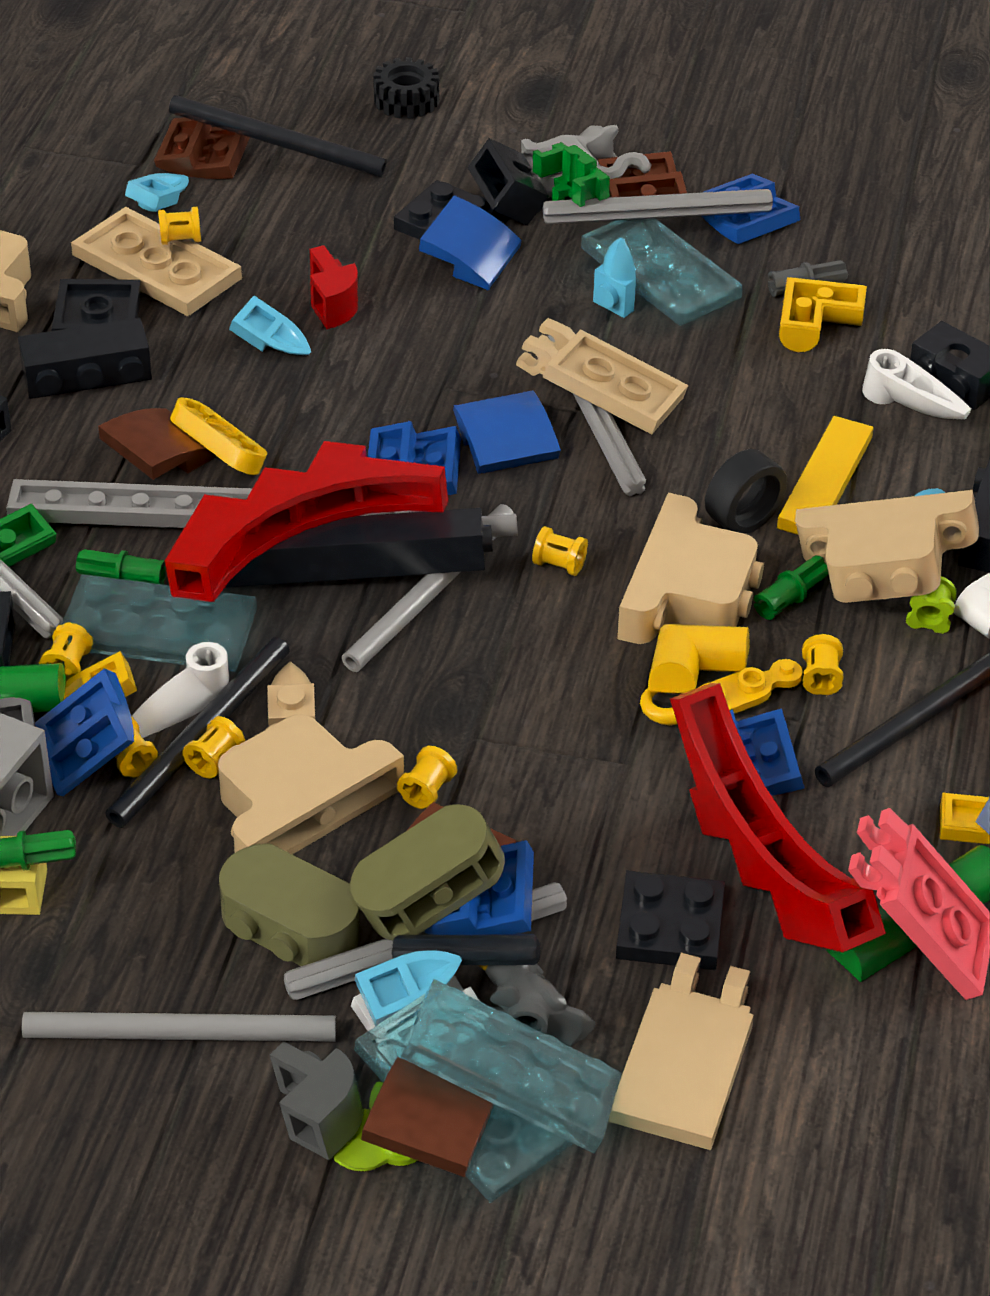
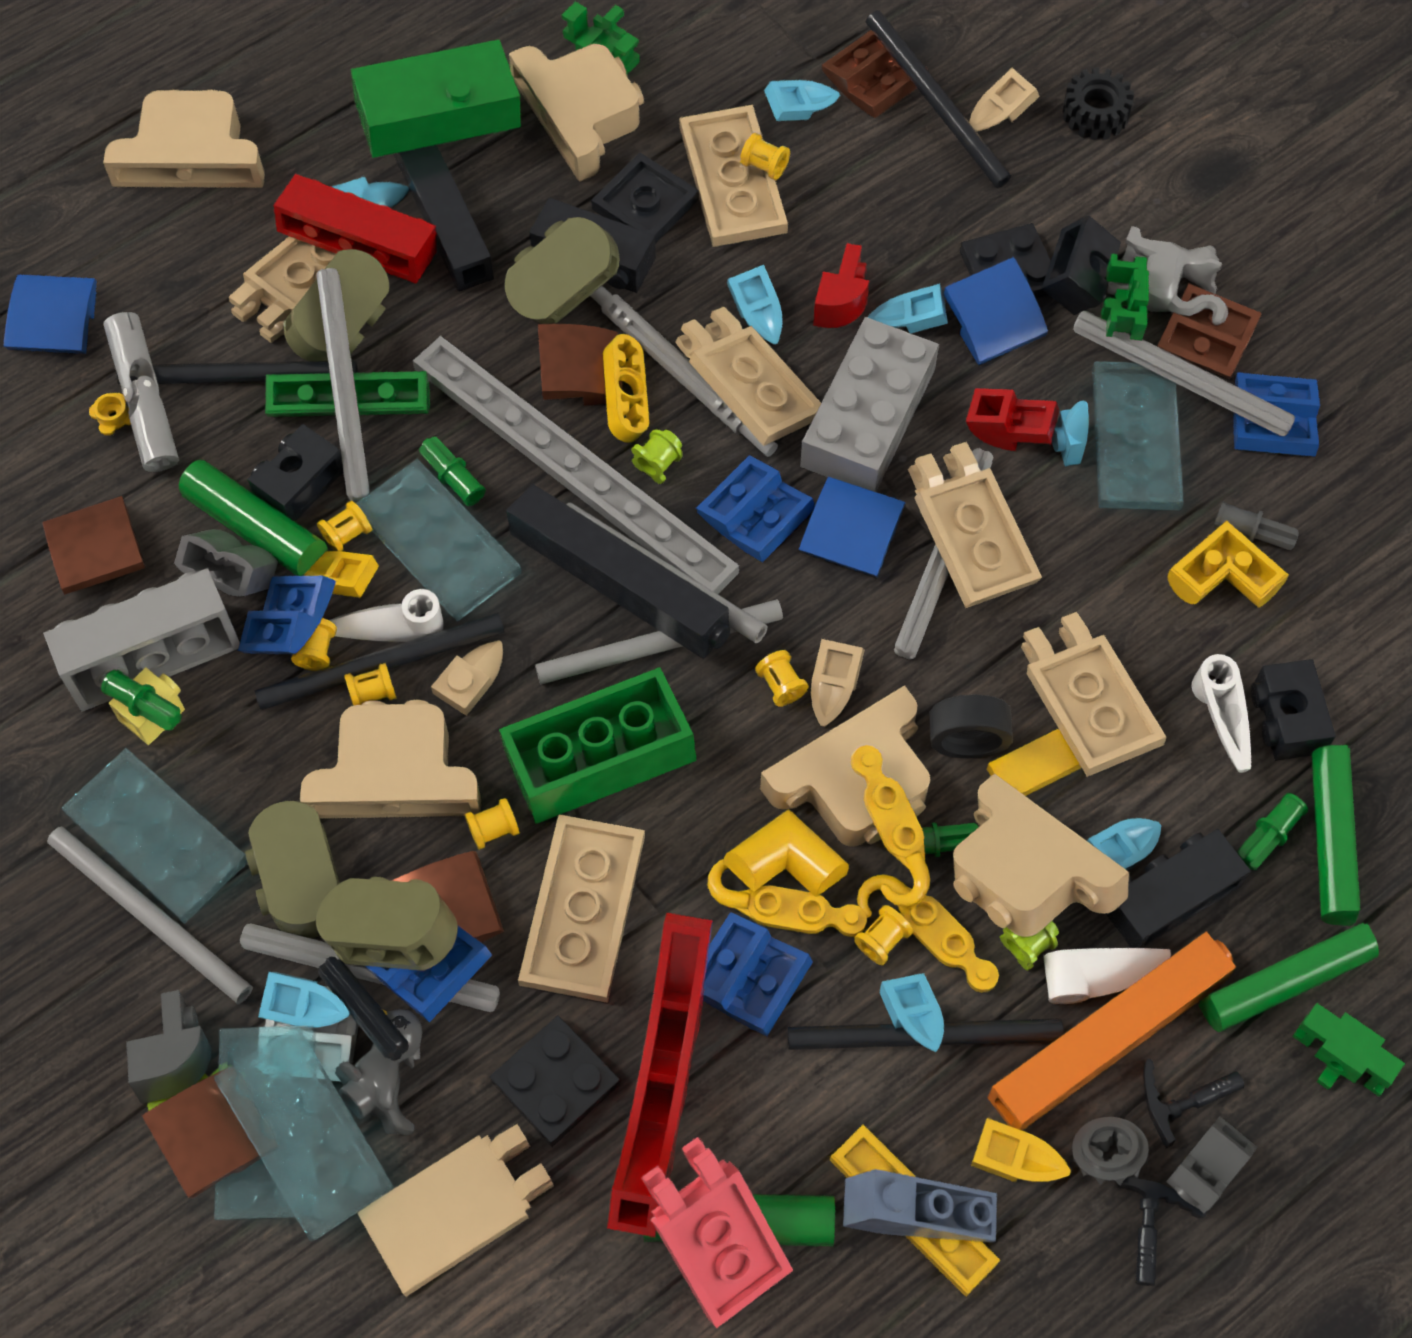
camera: 40 degrees right, 20 degrees up
(84, 374) = (561, 270): none -> olive brick
(124, 963) = (155, 835): none -> clear light blue plate
(245, 402) = (673, 361): none -> light grey axle
(283, 503) = (581, 503): red arch -> none
(294, 454) = (657, 454): none -> lime brick
(315, 374) = (748, 376): none -> tan tile
(332, 114) = (1003, 100): none -> tan plate
(405, 272) = (914, 310): none -> medium azure plate
(436, 343) = (869, 405): none -> light grey brick
(461, 669) = (598, 745): none -> green brick
(560, 298) = (1004, 420): none -> red brick
(567, 789) = (582, 908): none -> tan plate
(601, 524) = (834, 679): none -> tan plate
(760, 573) = (894, 823): none -> yellow piece
(805, 431) = (1090, 697): none -> tan tile
(859, 642) = (937, 932): none -> yellow piece
(894, 692) = (914, 1008): none -> medium azure plate

